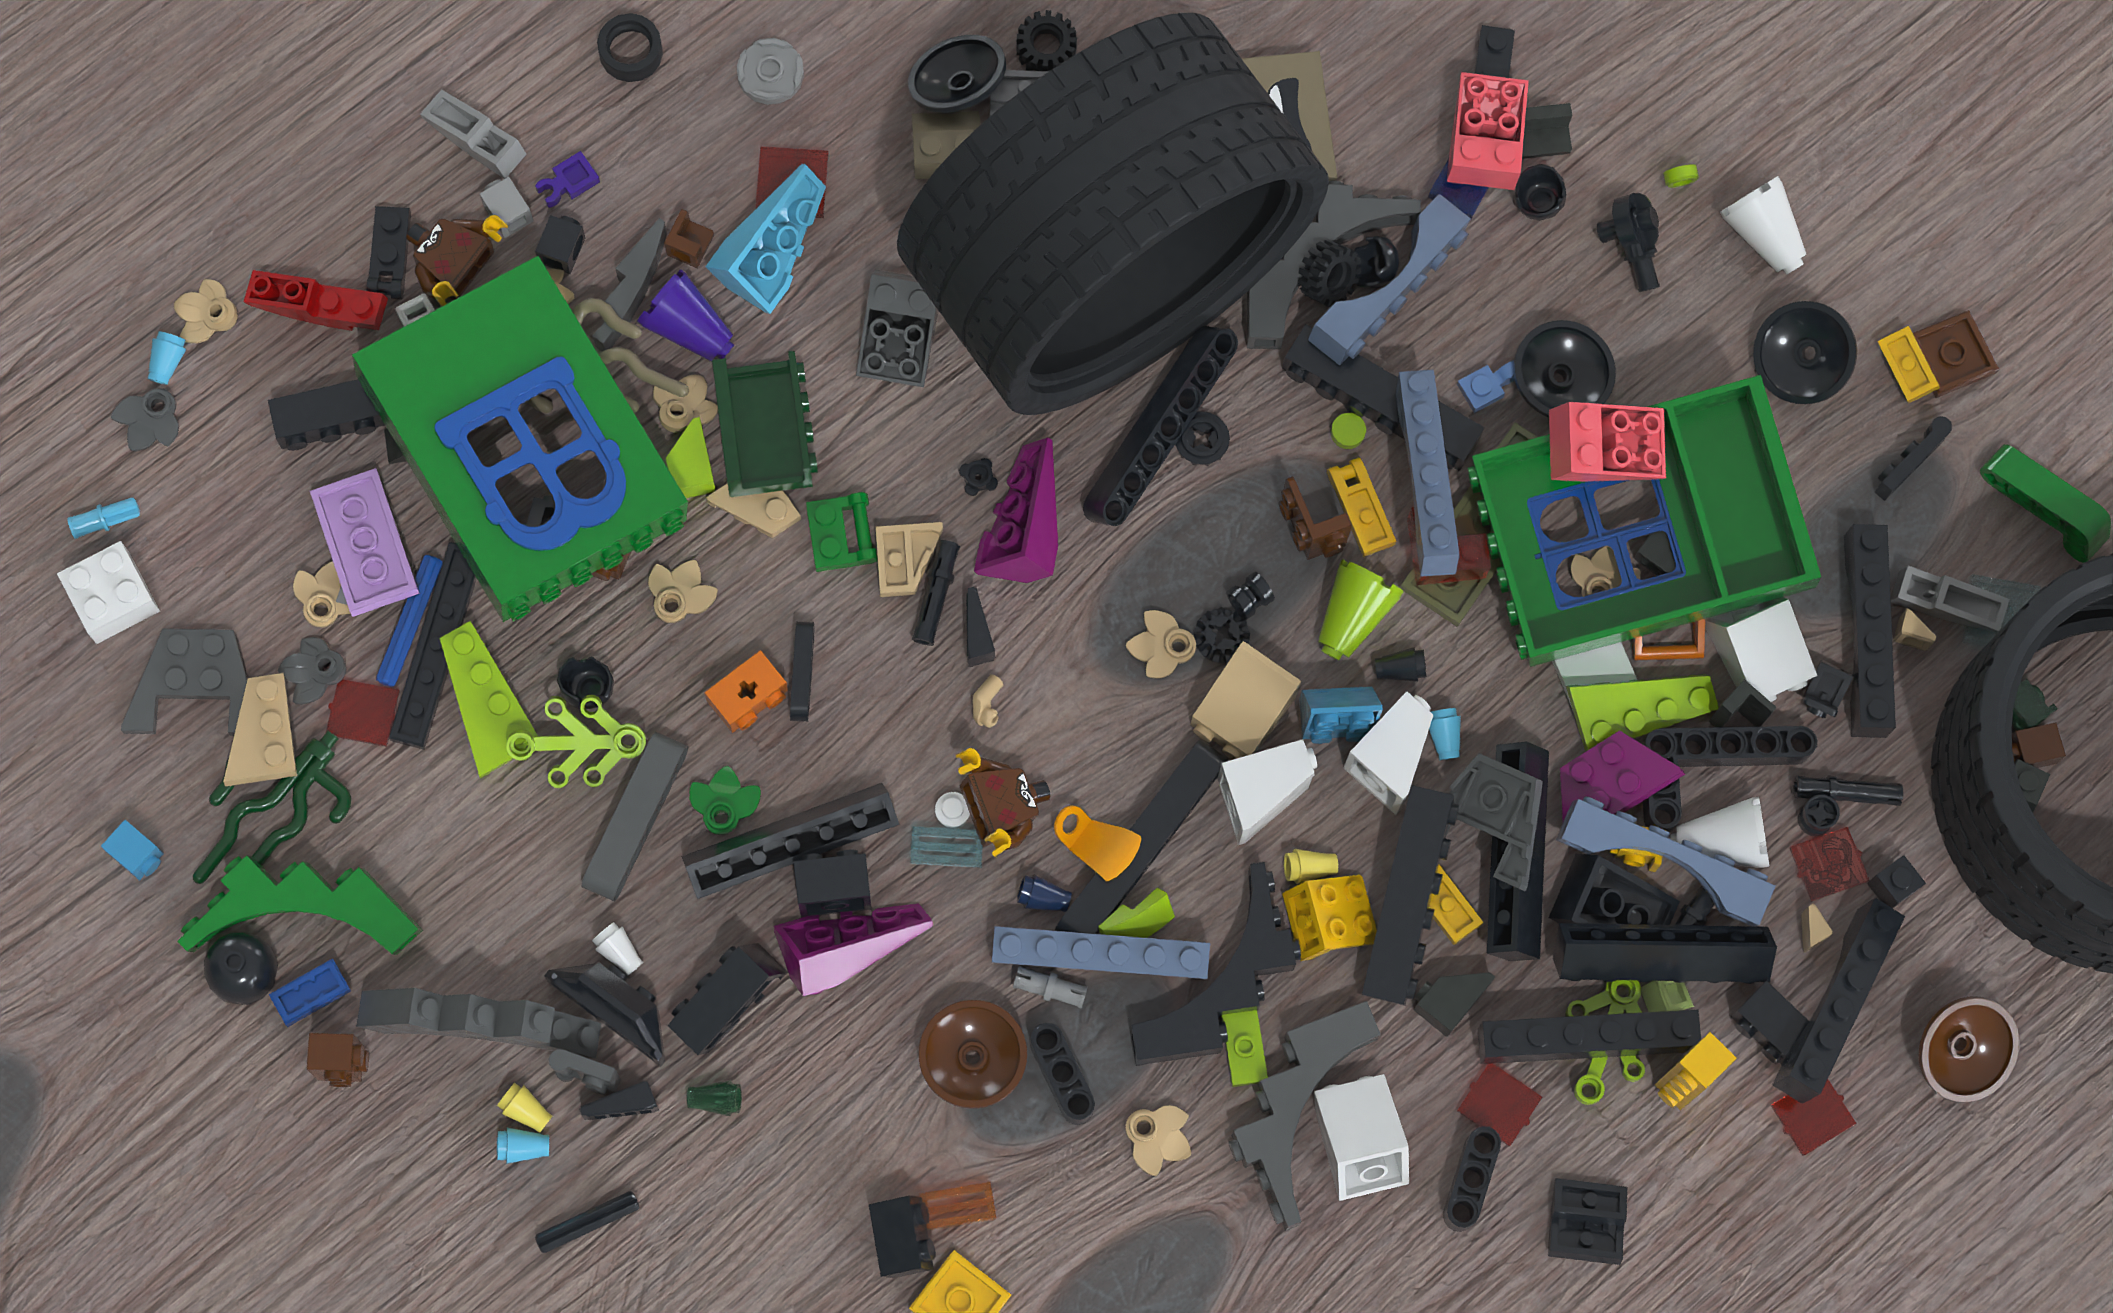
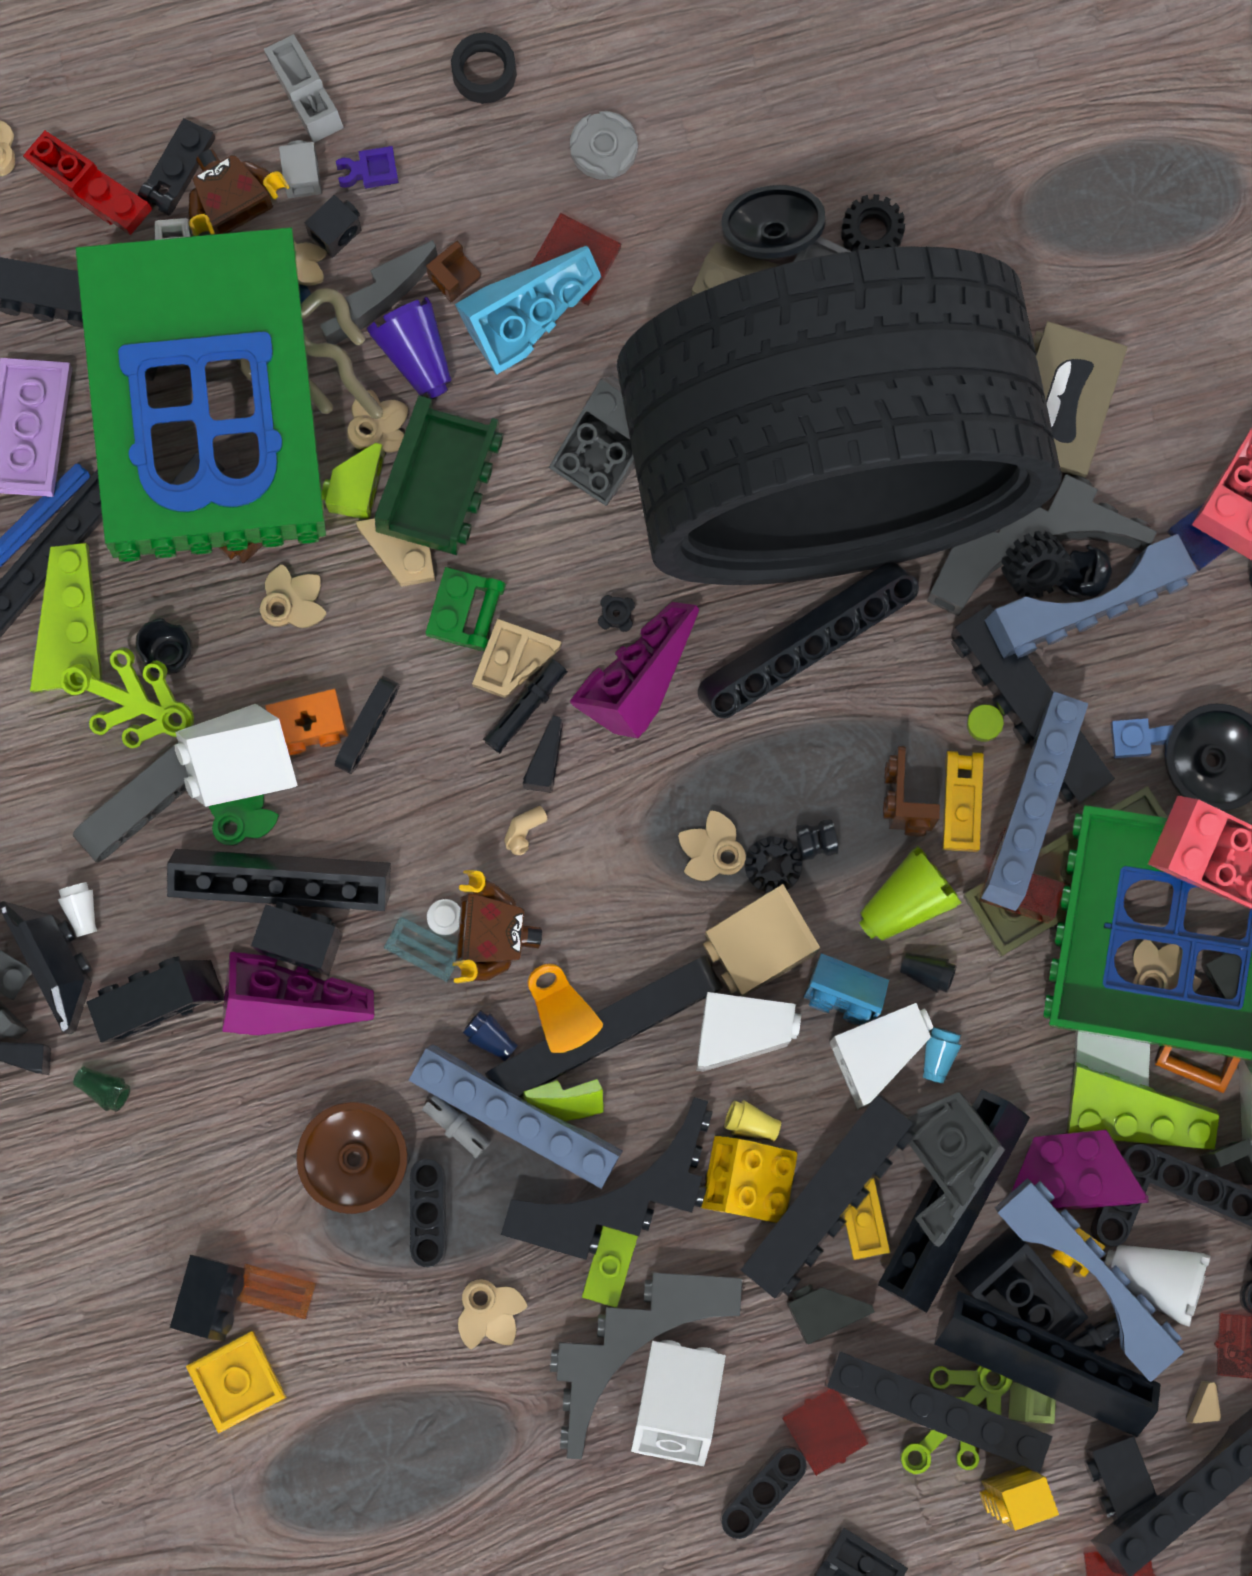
camera: 30 degrees right, 5 degrees up
(702, 746) = (235, 756): none -> white slope
(1218, 440) = (857, 678): black gear -> none

